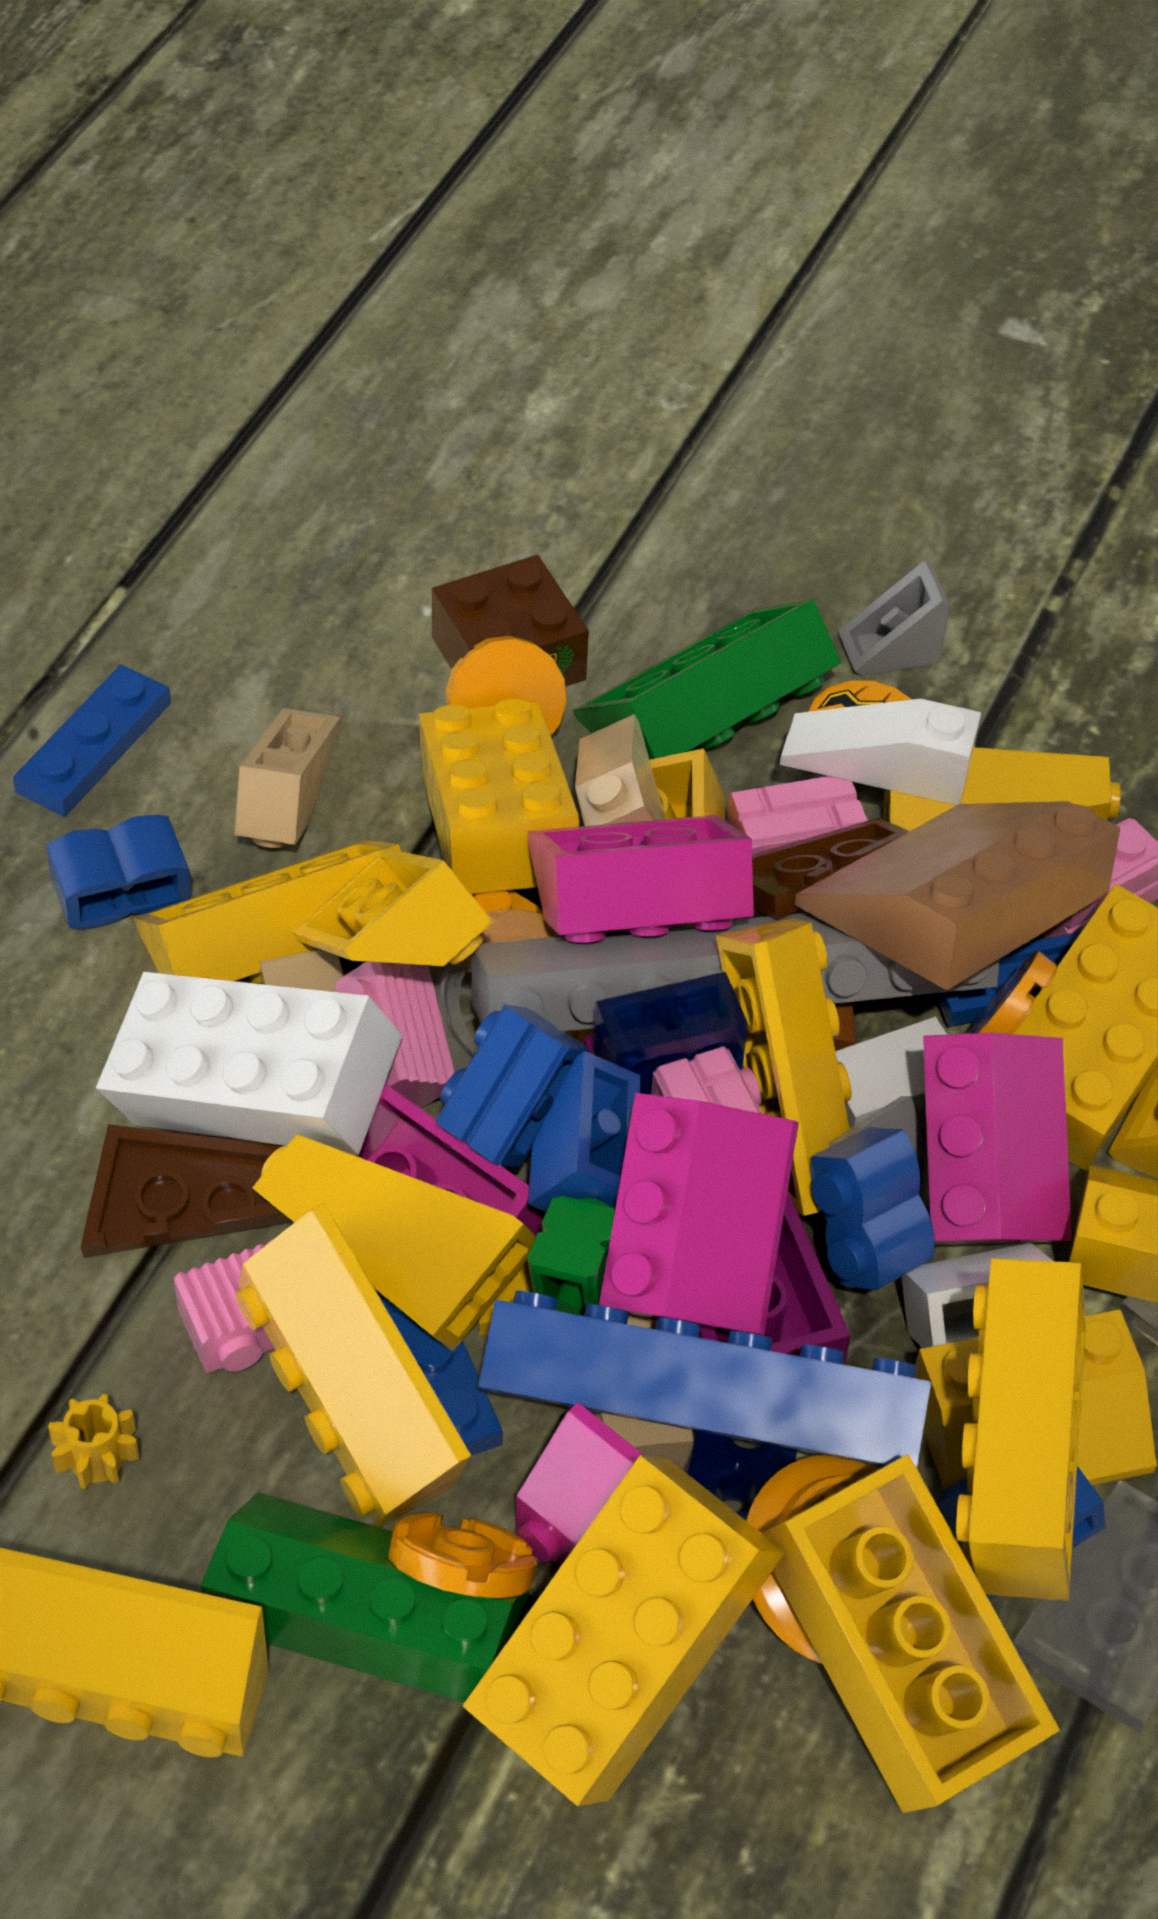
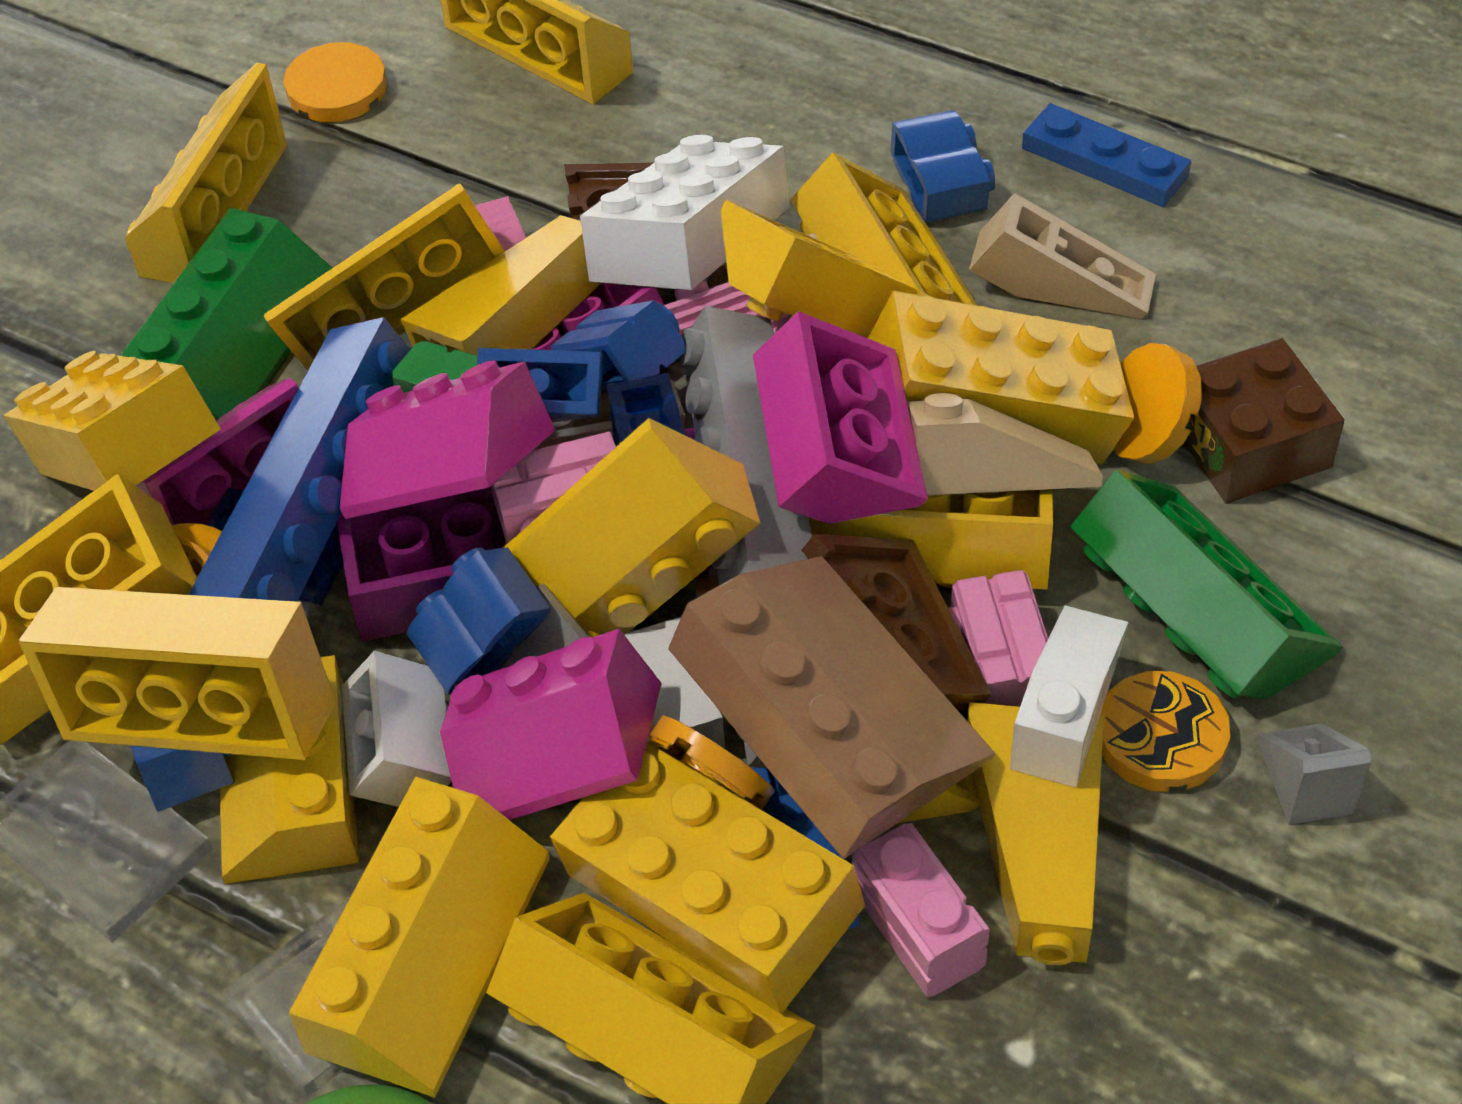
camera: 100 degrees right, 0 degrees up
(93, 1441) = (388, 175): yellow gear -> none
(463, 1560) = (229, 356): light orange tile -> none

